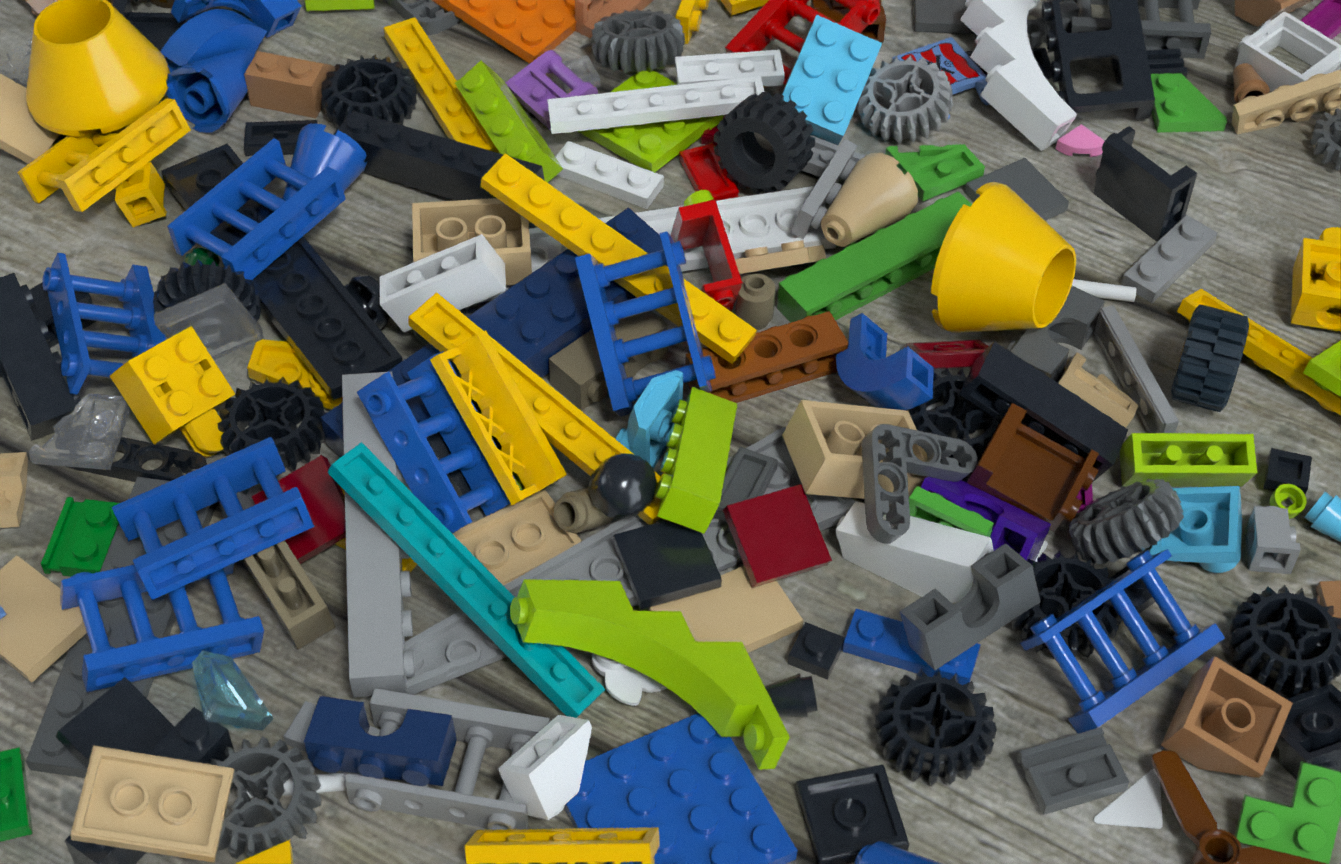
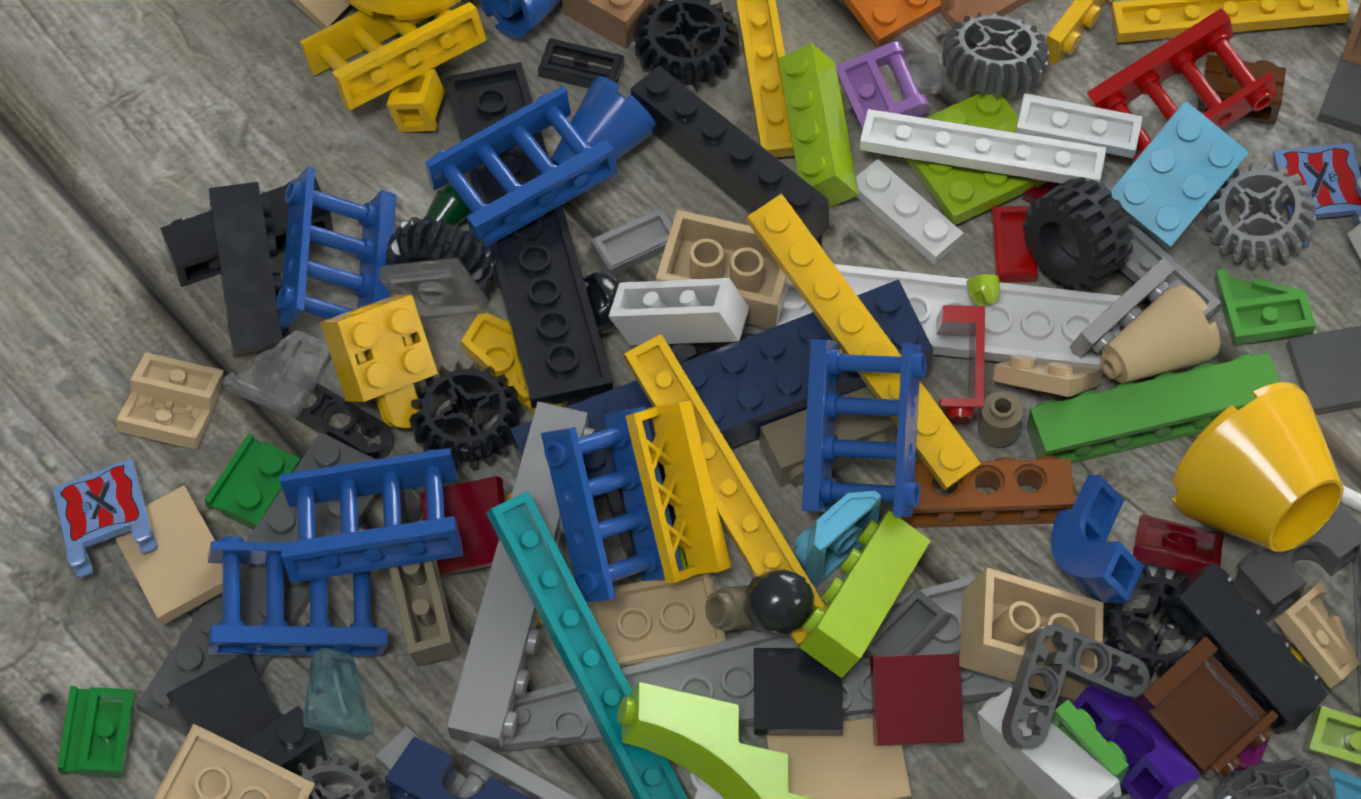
camera: 20 degrees right, 10 degrees up
(379, 253) = (633, 242): none -> light grey tile

